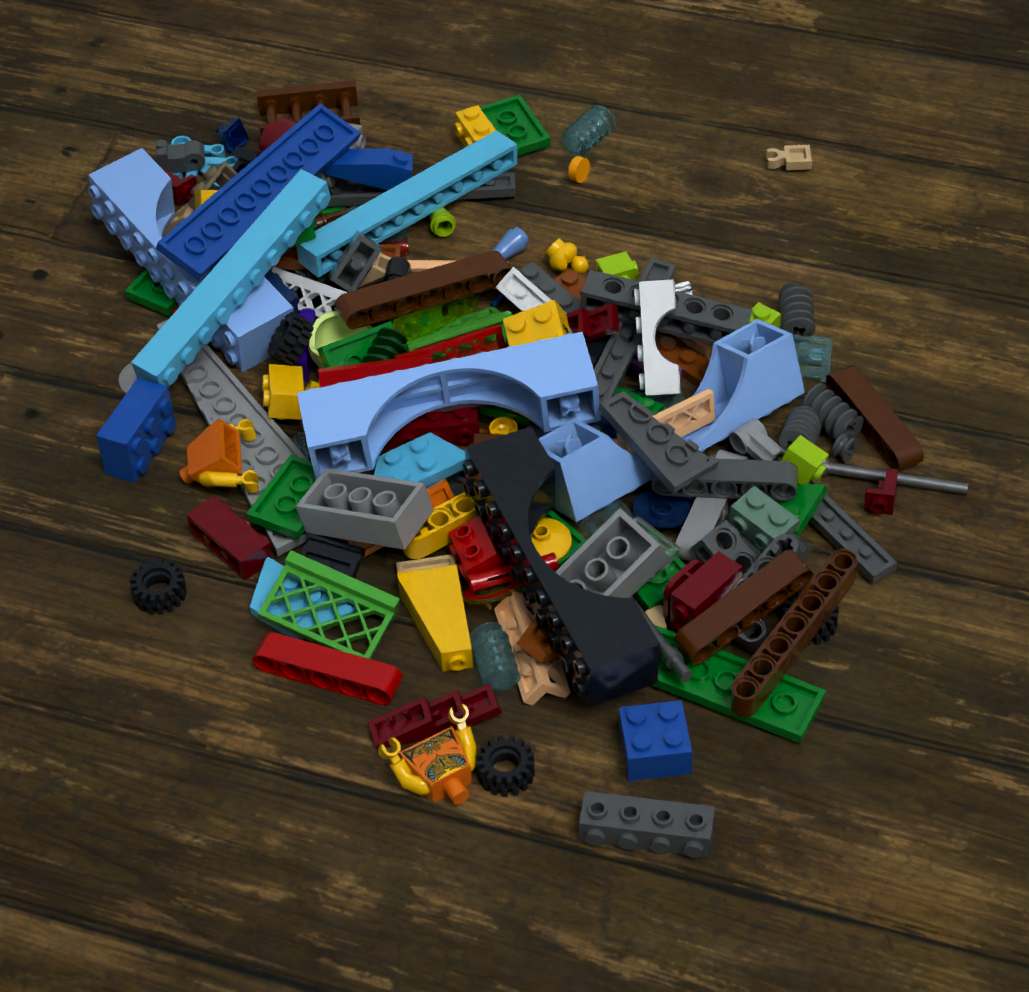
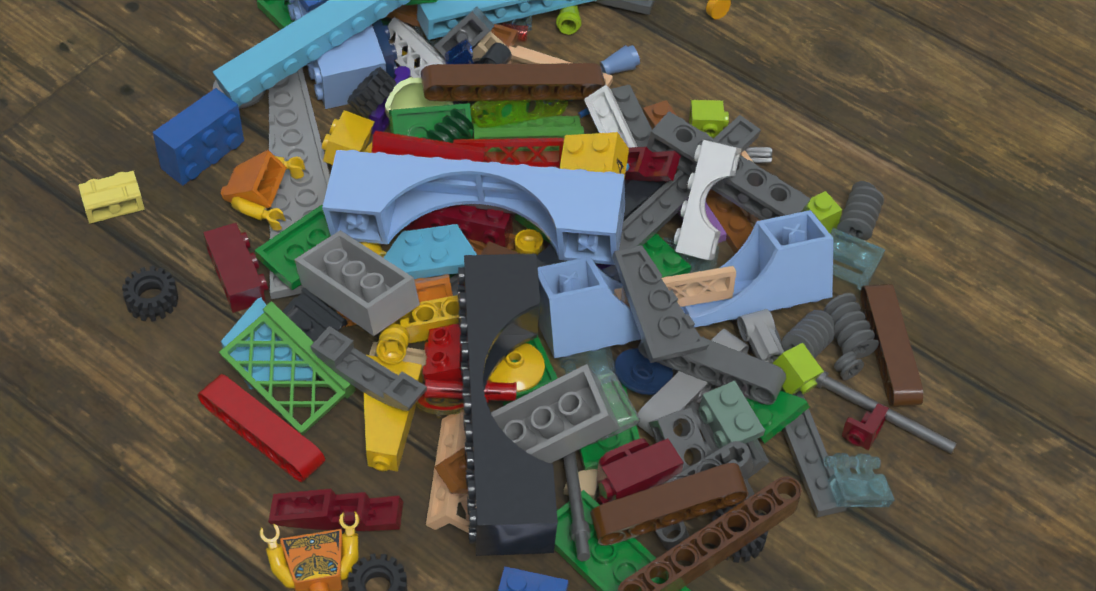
camera: 15 degrees right, 5 degrees up
(73, 512) = (111, 196): none -> light yellow brick
(360, 278) = (460, 54): none -> clear blue tile
(409, 587) = (365, 373): none -> dark grey slope
(424, 559) = (392, 344): none -> yellow wheel
(494, 656) = (416, 470): clear light blue piece -> none
(564, 253) = (665, 84): yellow animal -> none
(793, 157) = (927, 54): tan plate -> none
(902, 544) = (858, 489): none -> clear light blue plate

